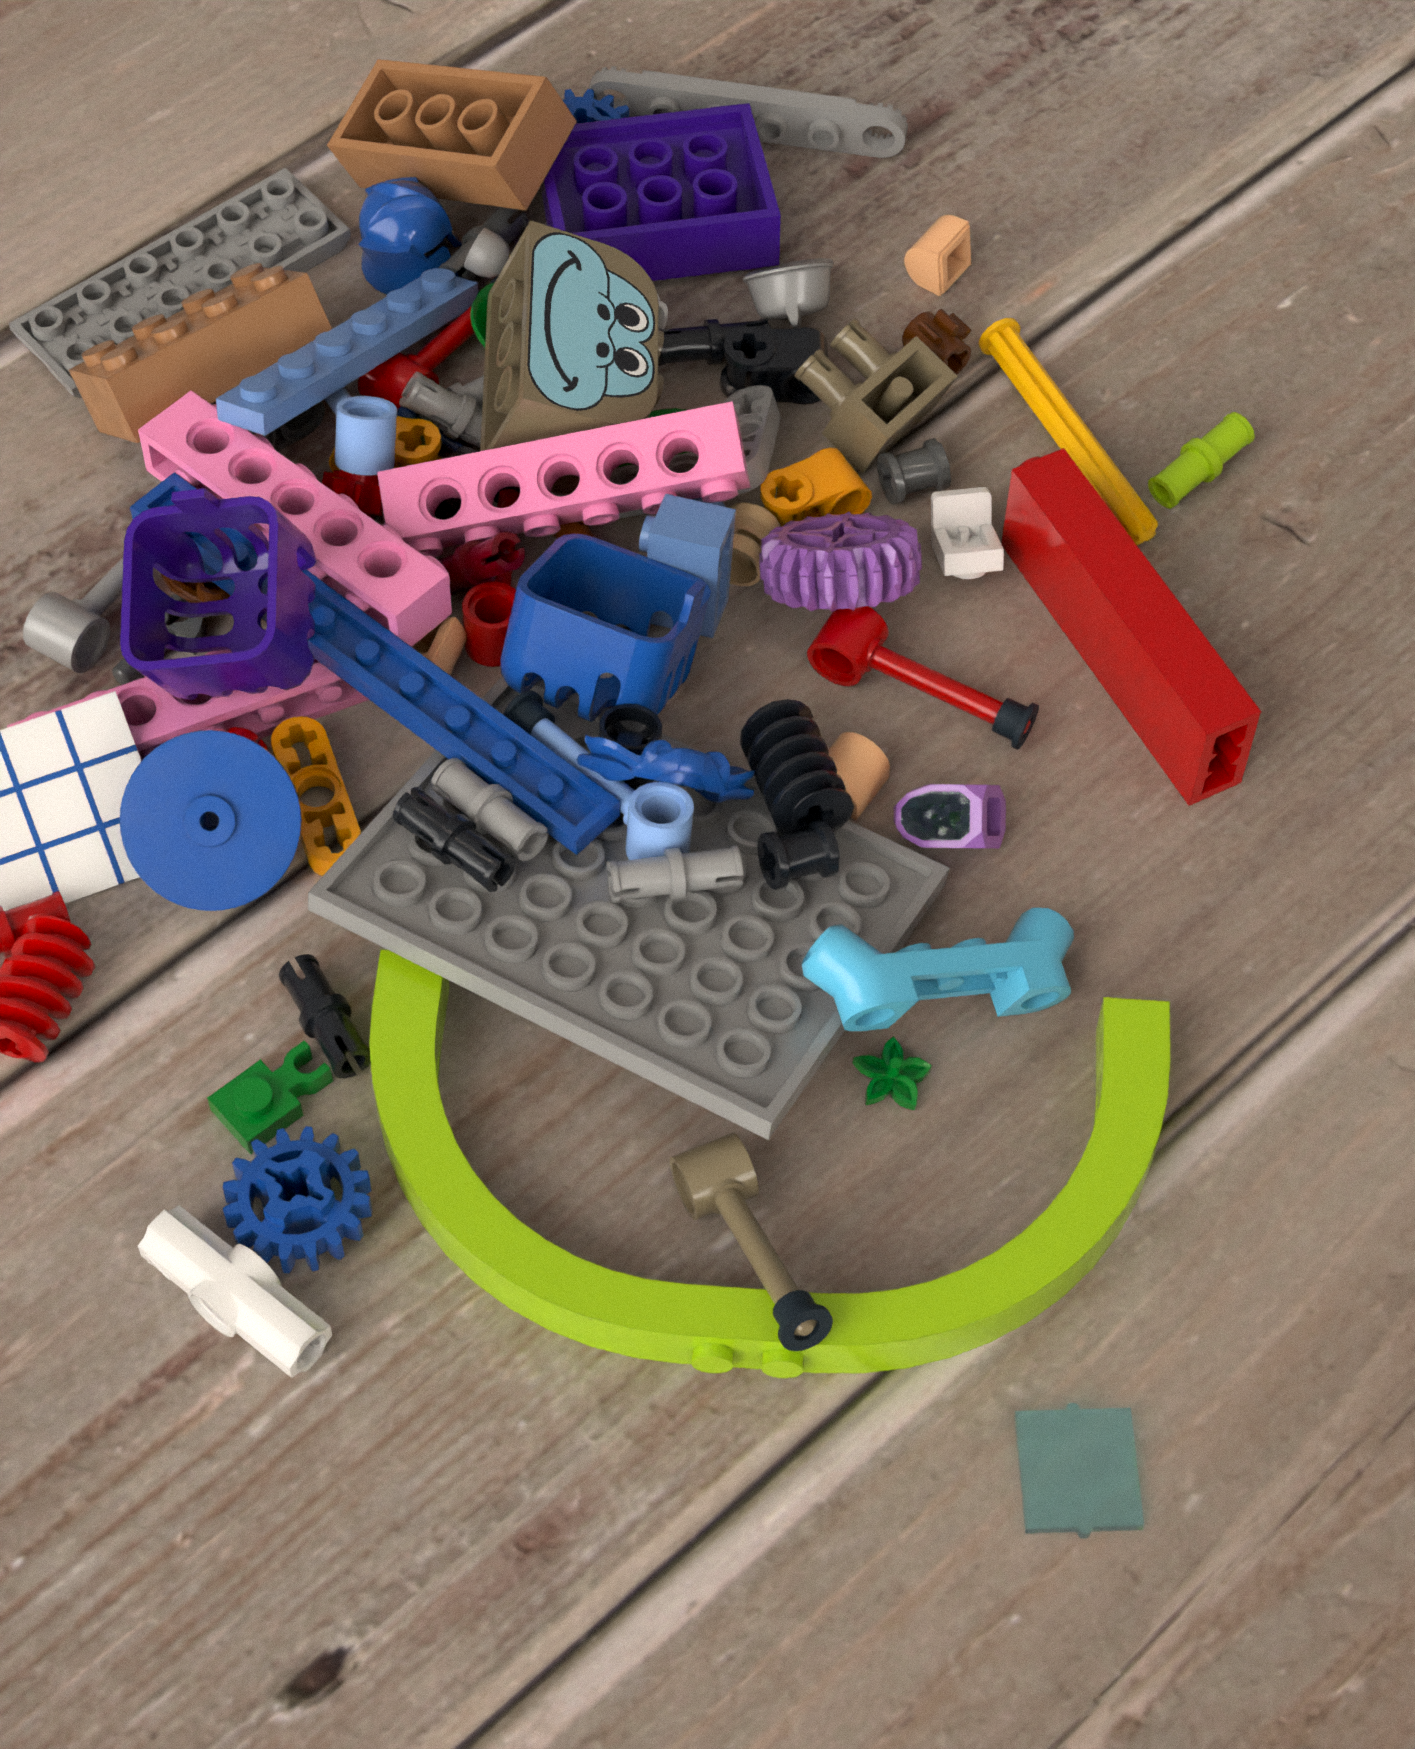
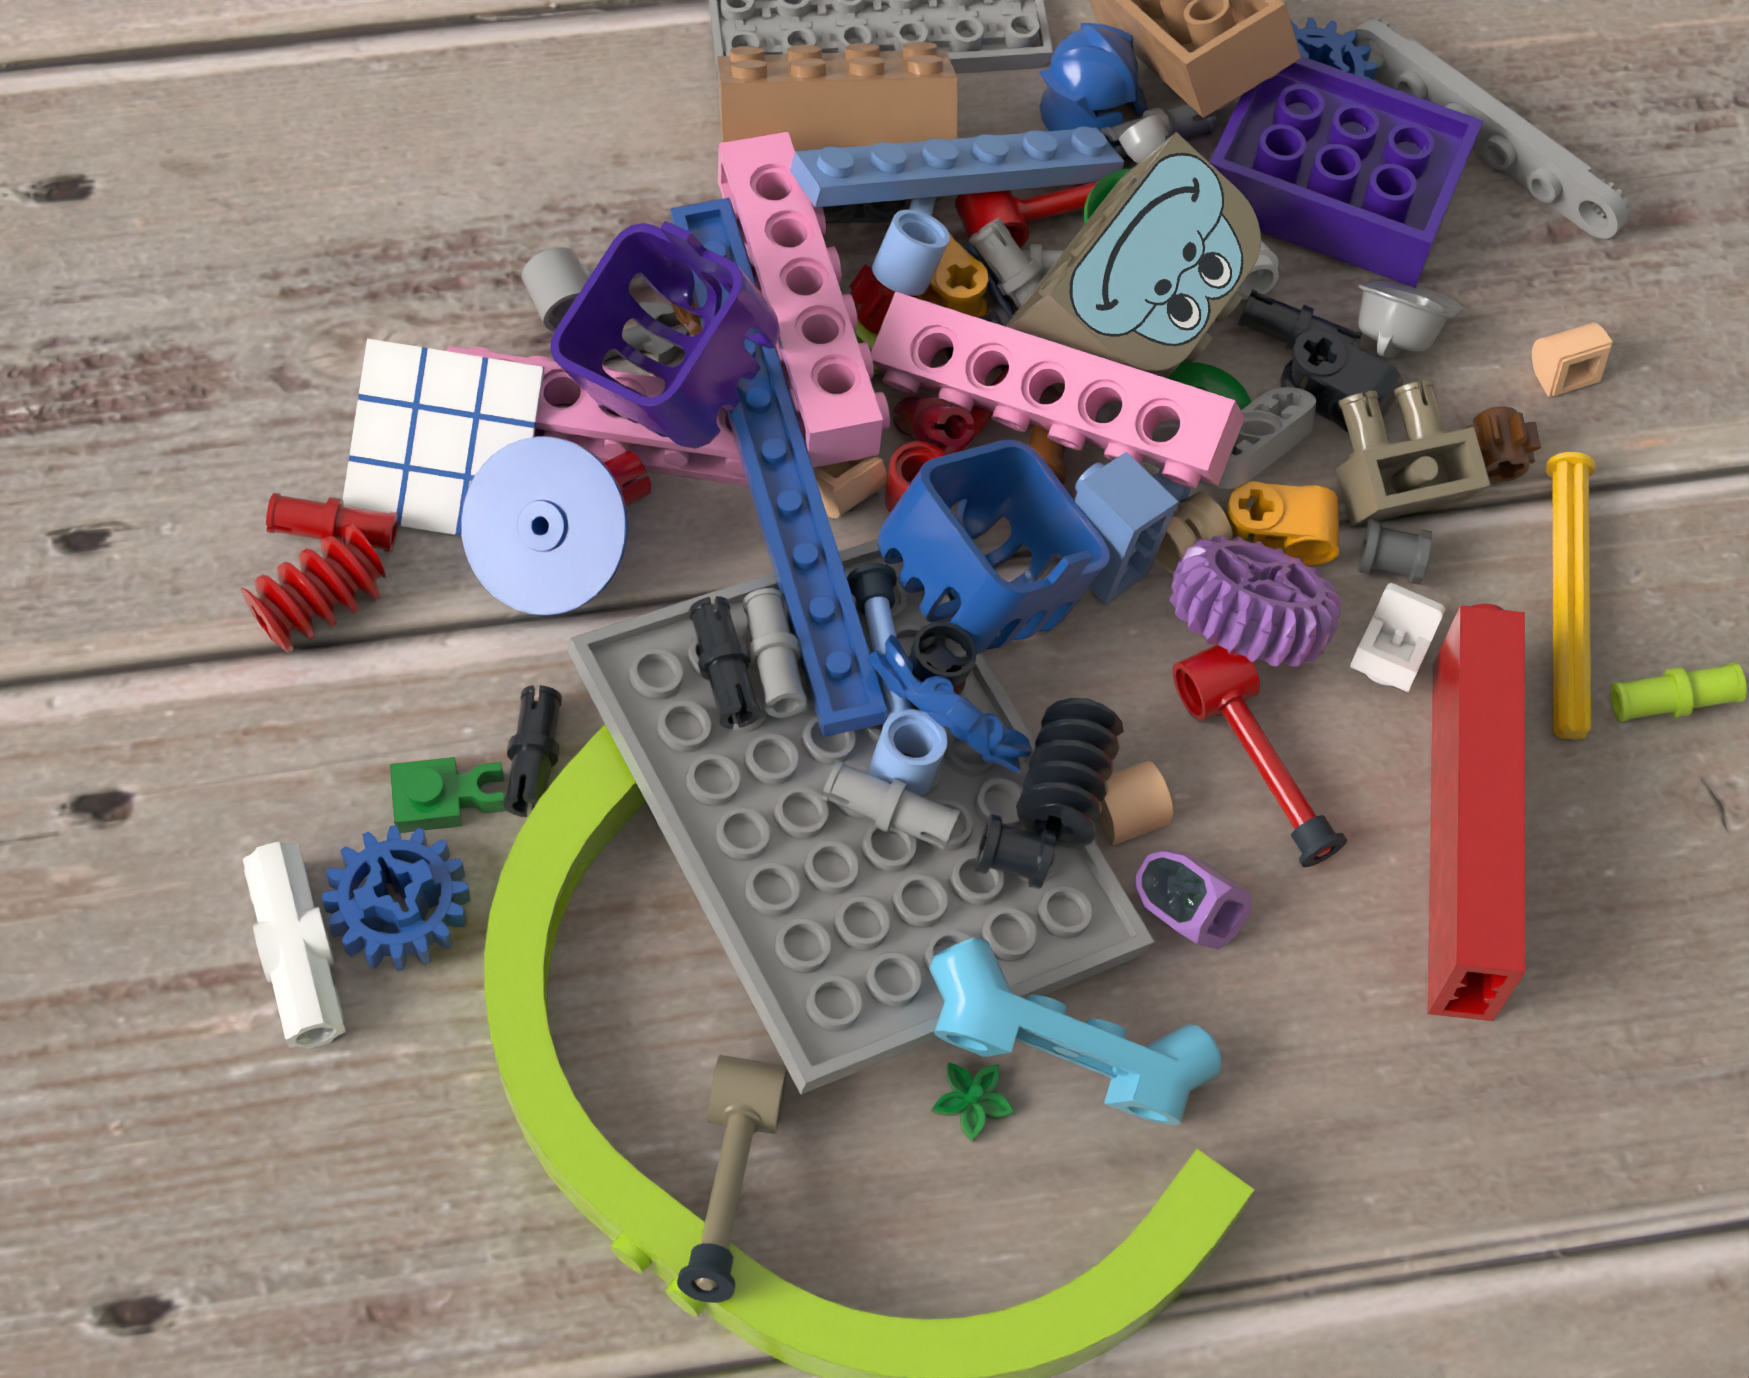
camera: 30 degrees right, 5 degrees up
(322, 773) = (660, 527): light orange beam -> none

